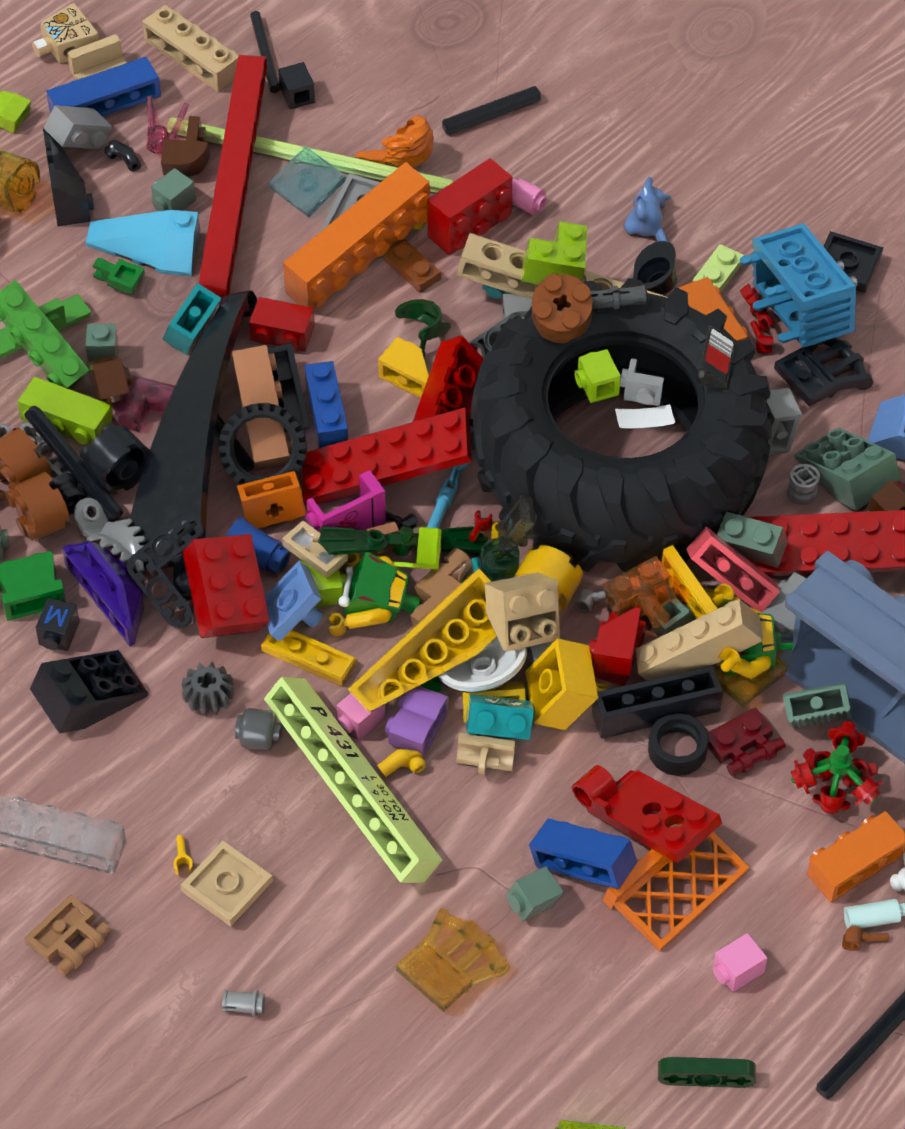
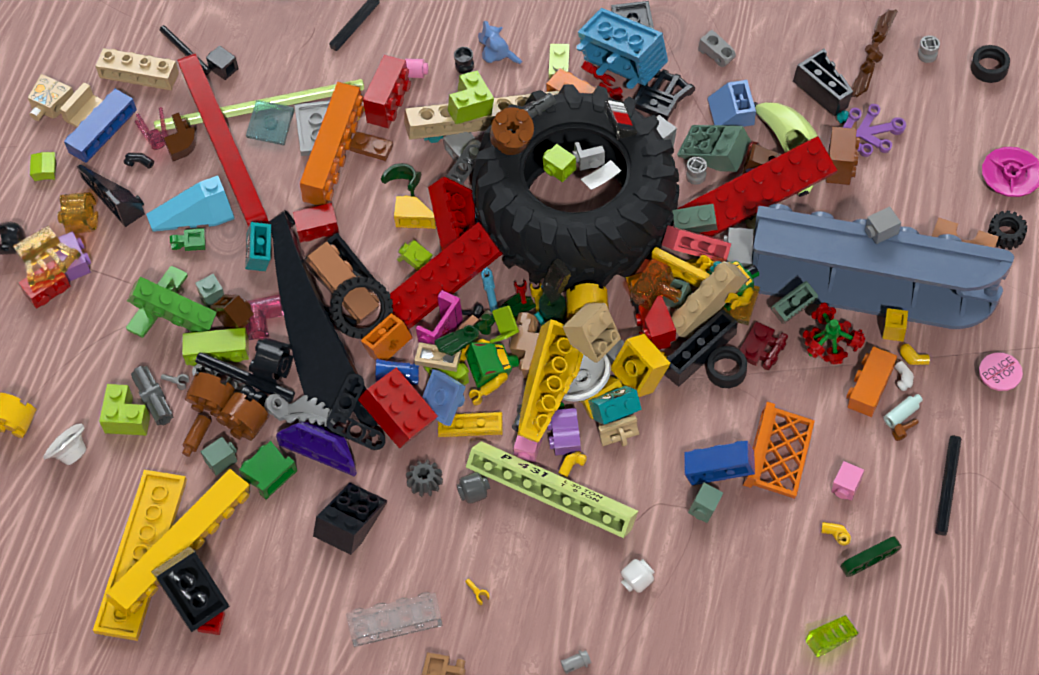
camera: 25 degrees left, 5 degrees up
(57, 624) = (303, 486): black brick -> none
(78, 127) = (100, 156): light grey brick -> none
(173, 192) = (189, 170): sand green brick -> none
(226, 883) = (516, 594): tan plate -> none
(325, 404) = (379, 261): blue brick -> none
(344, 600) = (475, 380): white hinge -> none
(374, 416) = (414, 255): none -> lime bracket
(389, 938) = (637, 575): none -> white head
(410, 144) = (320, 70): orange hair -> none
(437, 974) = (681, 582): clear yellow plate -> none
(588, 598) = (615, 304): light grey hand -> none
(596, 214) = (464, 60): none -> black wheel
(635, 796) = (722, 413): red hinge -> none
(657, 267) = (523, 76): black piece -> none
(686, 1020) = (838, 531): none -> yellow arm

